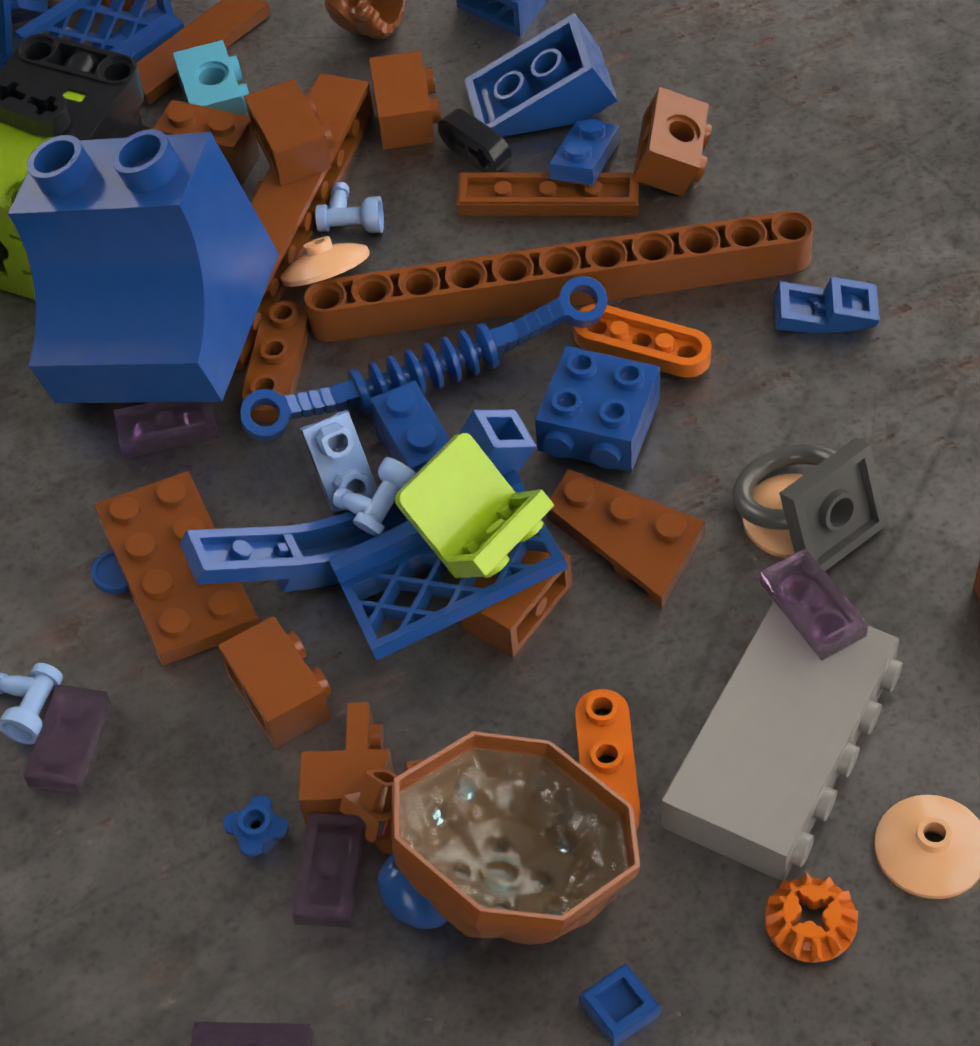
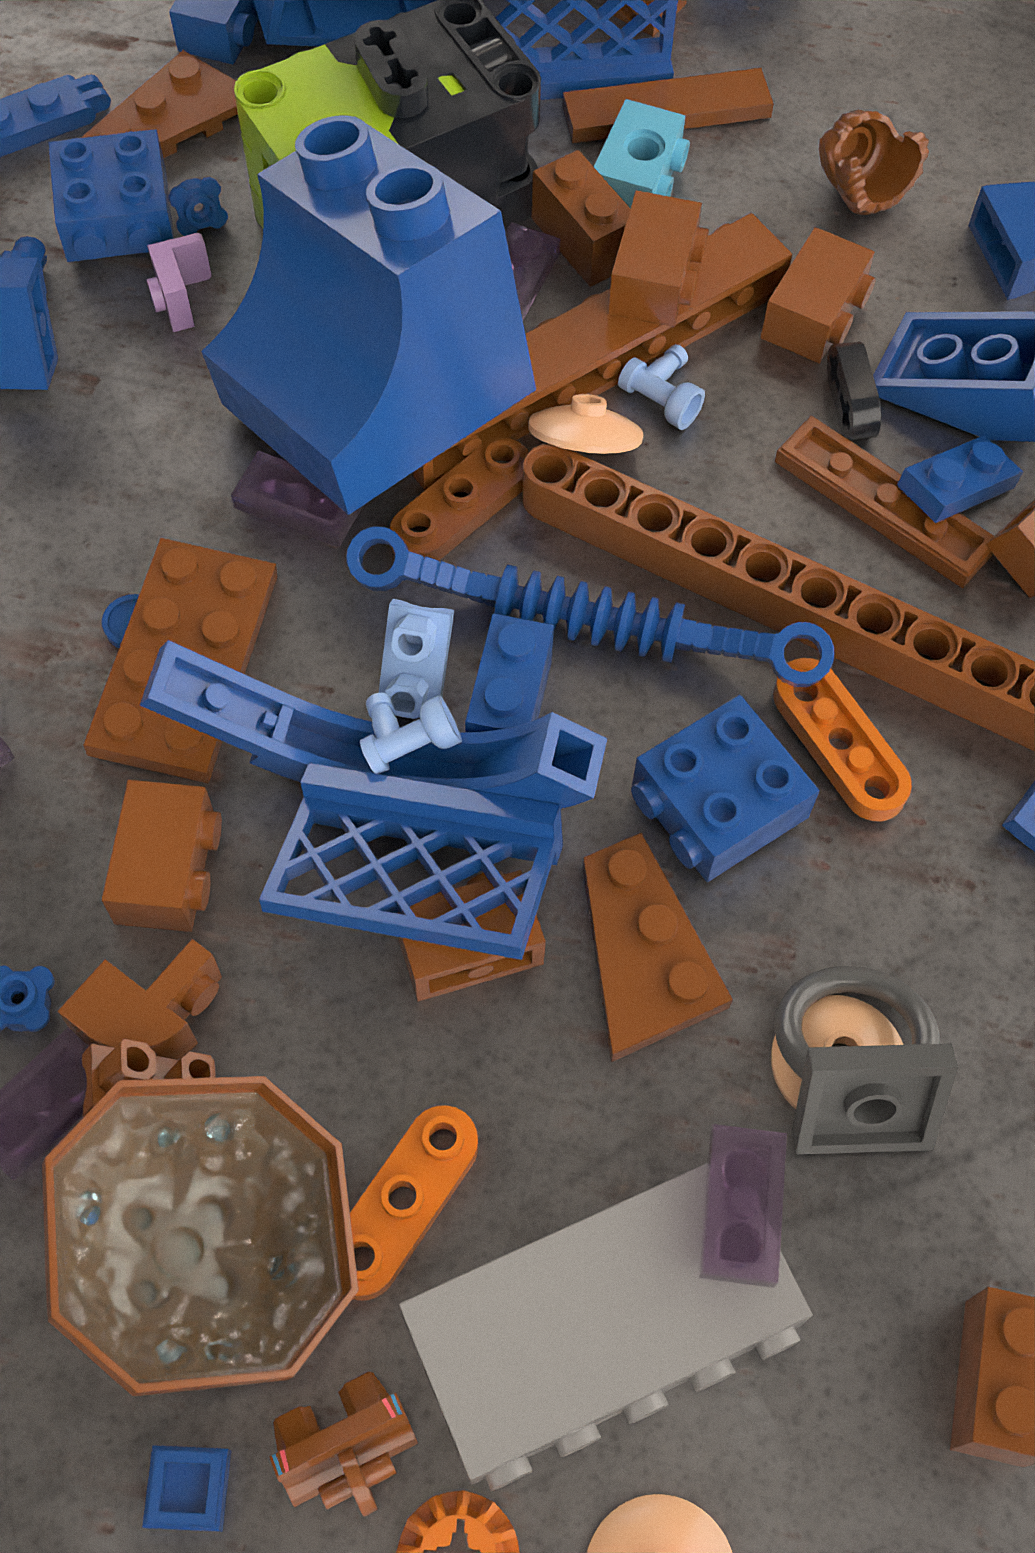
camera: 30 degrees right, 10 degrees up
(470, 509) = (462, 822): lime bracket -> none
(700, 911) = (346, 1455): none -> dark orange hips

